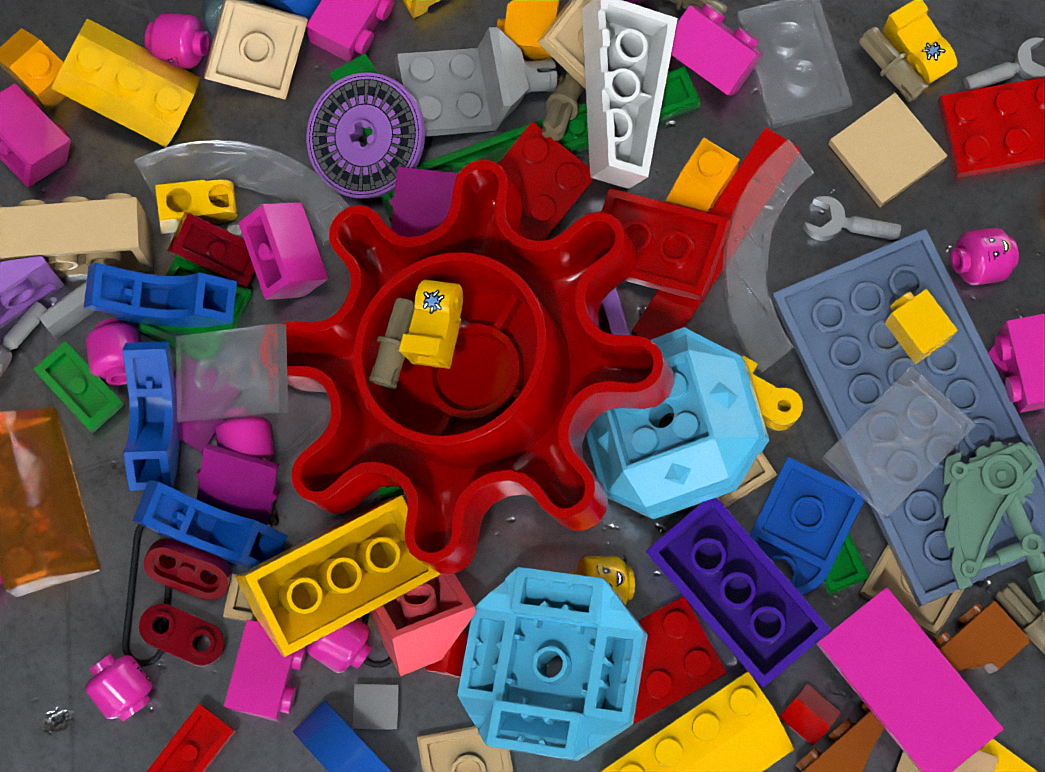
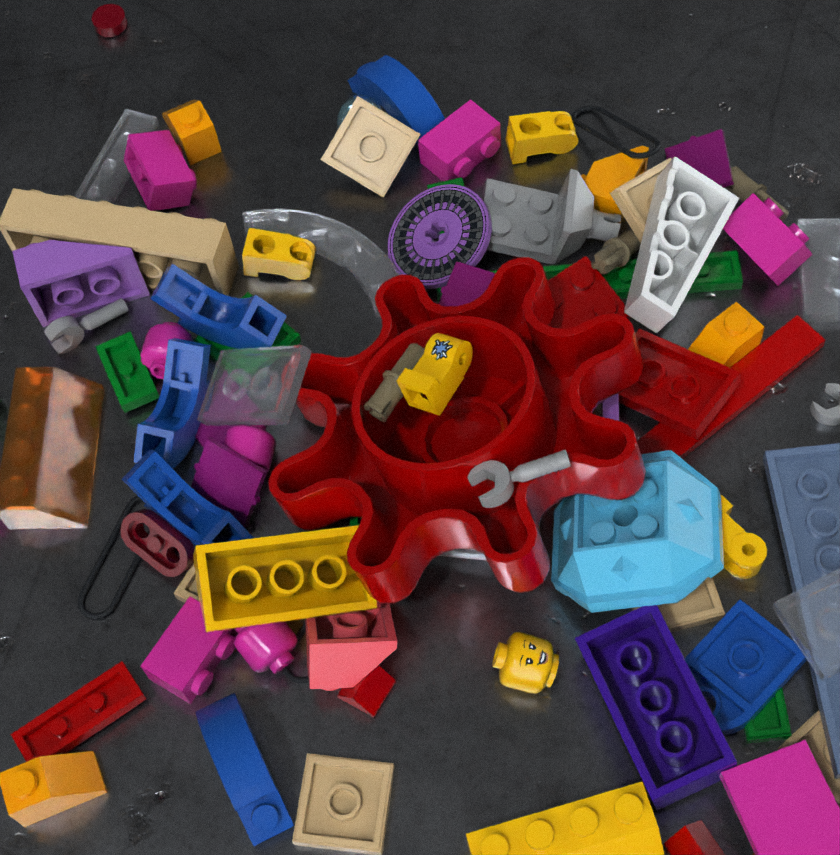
camera: 25 degrees right, 15 degrees down
(66, 312) = (141, 312): light grey tile -> none
(118, 686) = (59, 625): dark pink head -> none
(126, 83) = (253, 147): yellow slope -> none
(177, 39) = (309, 131): dark pink head -> none
(181, 634) = (130, 598): dark red plate -> none
(212, 249) = (281, 290): dark red plate -> none
(283, 250) = (337, 306): dark pink brick -> none
(375, 707) = (280, 715): light grey tile -> none
(508, 653) = (444, 676): medium azure piece -> none
(558, 419) = (505, 480): none -> light grey piece
(675, 659) = (547, 756): red plate -> none
(747, 255) = (750, 413): clear tile -> none

